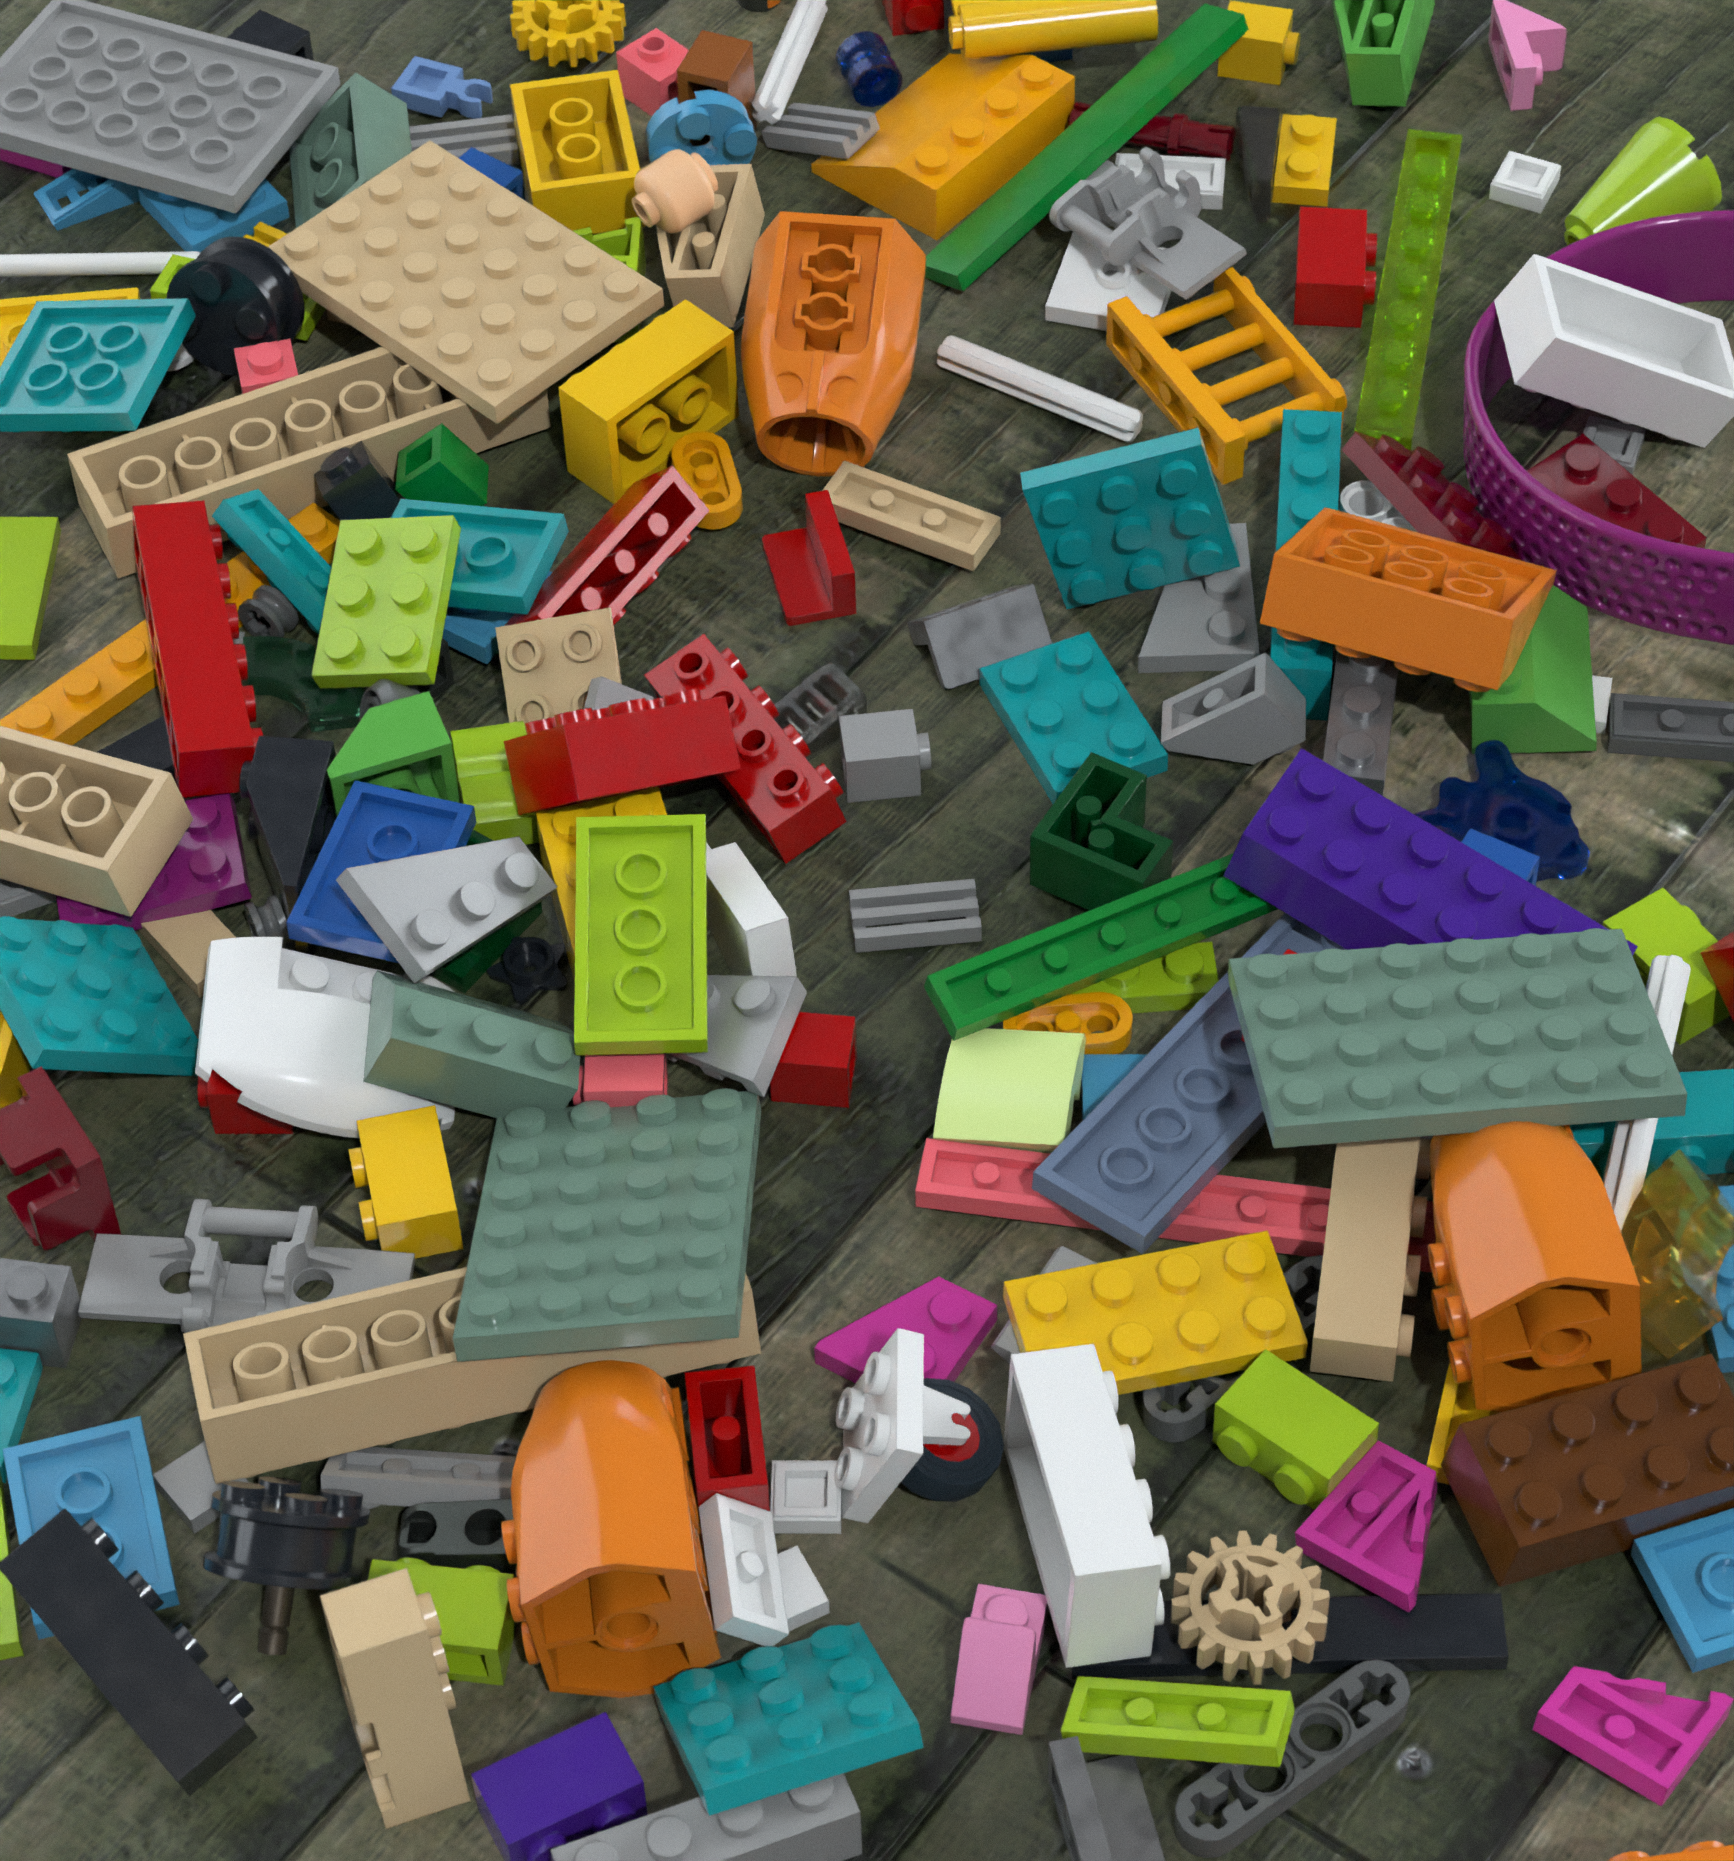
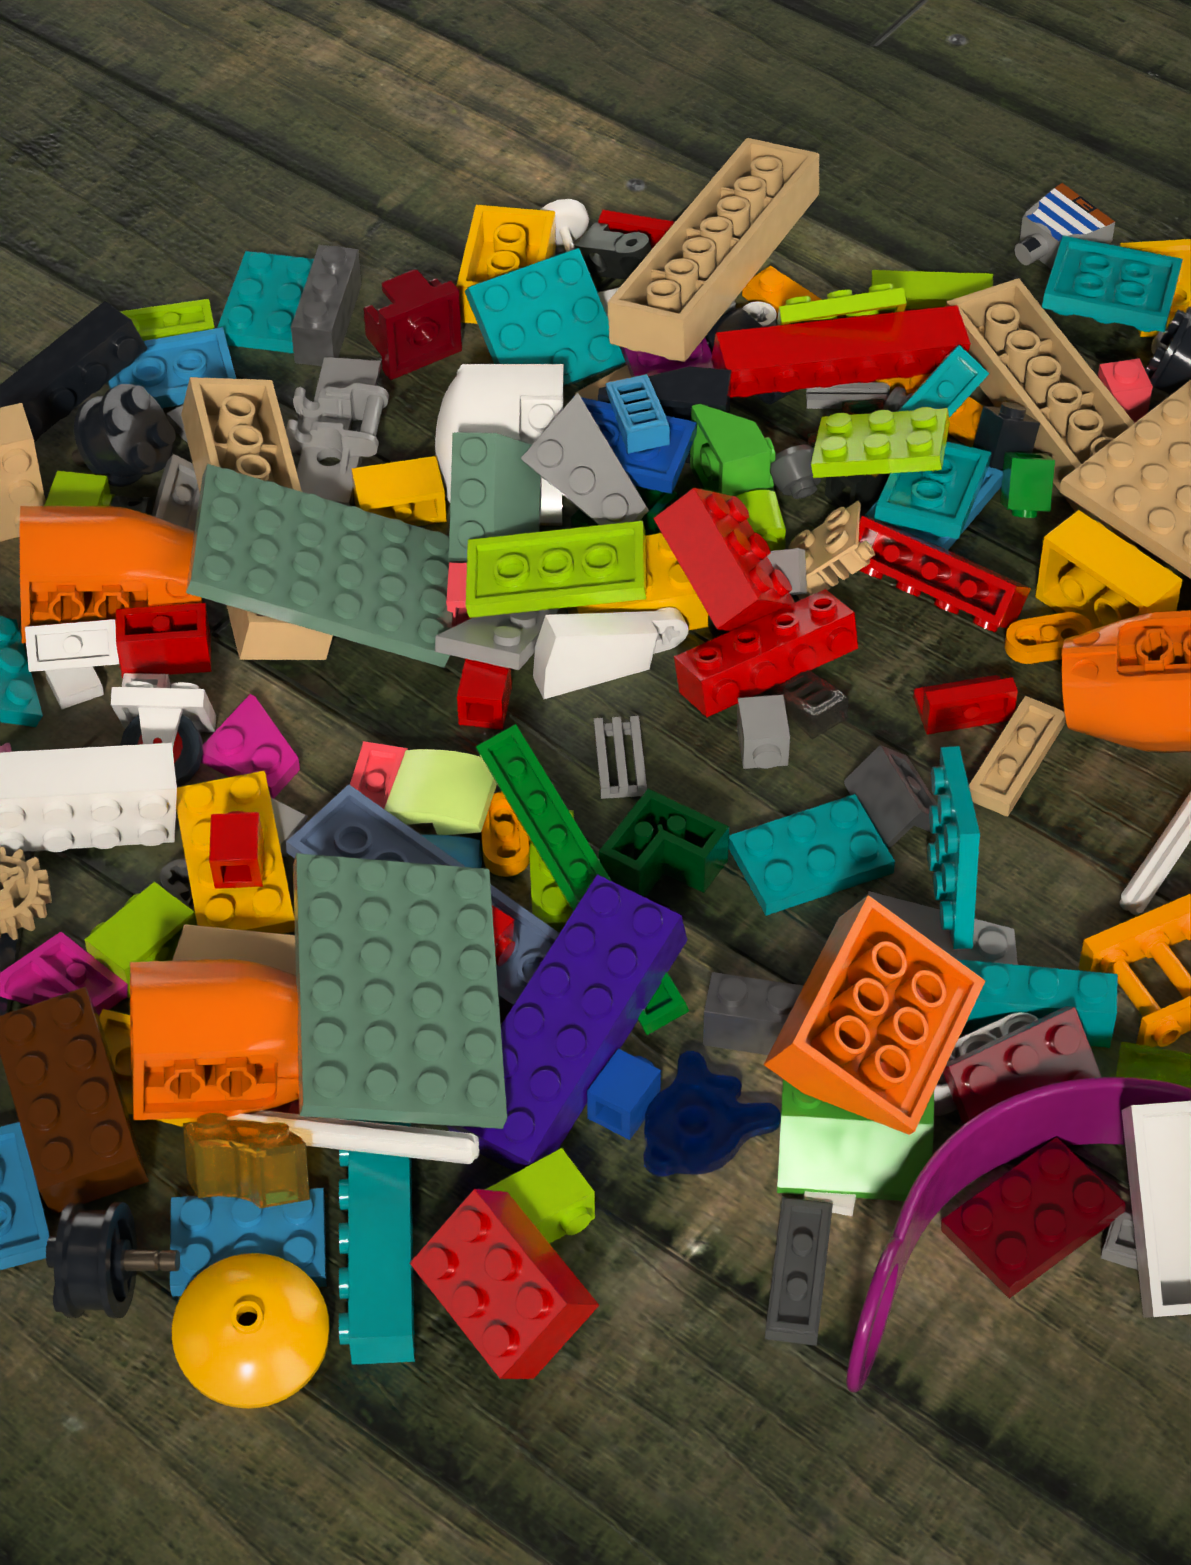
camera: 90 degrees right, 0 degrees up
(127, 634) = (842, 304): none -> lime plate
(366, 806) = (643, 435): none -> dark azure slope
(1186, 1273) = (236, 850): none -> red brick
(1237, 715) = (795, 940): light grey slope -> none

